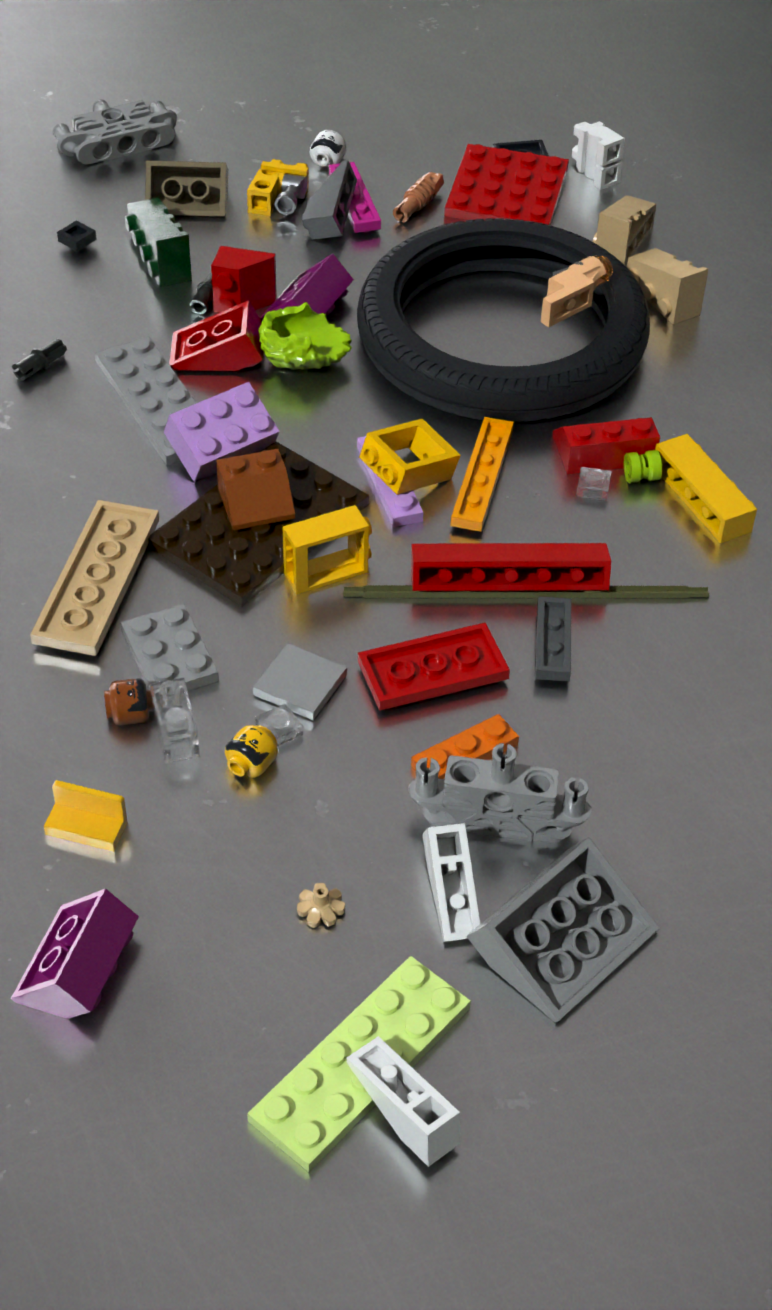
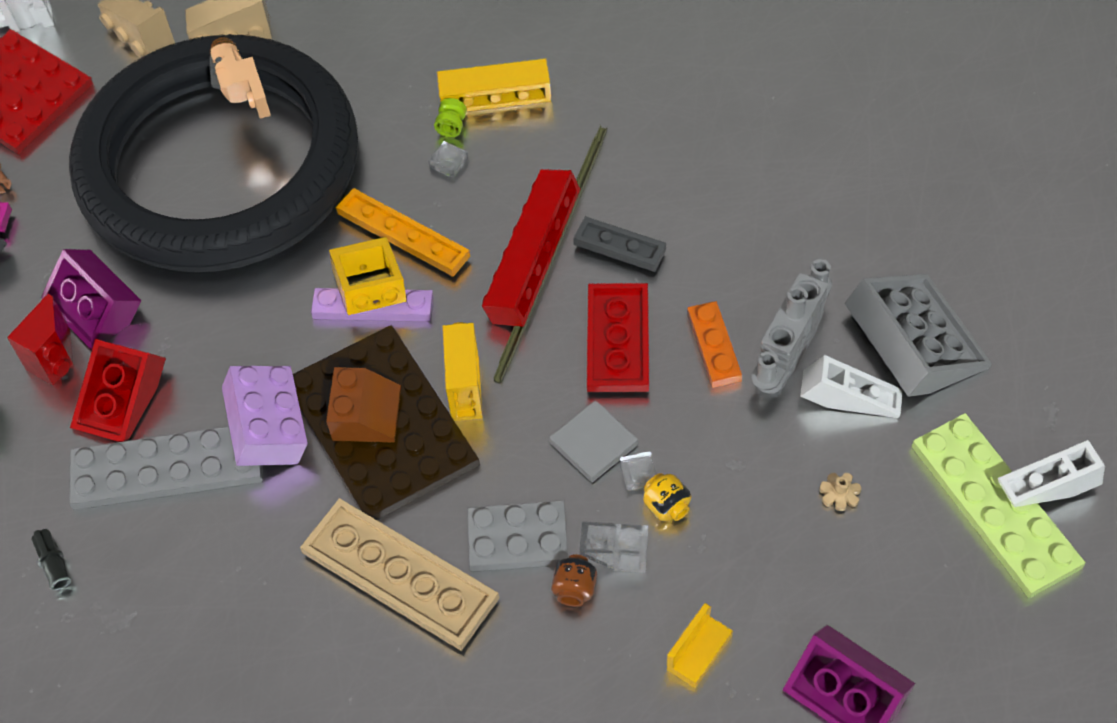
camera: 65 degrees left, 10 degrees up
(203, 297) = (26, 381): pearl dark grey axle -> none
(302, 338) = (163, 314): lime hair -> none
(604, 443) = (406, 132): red slope -> none

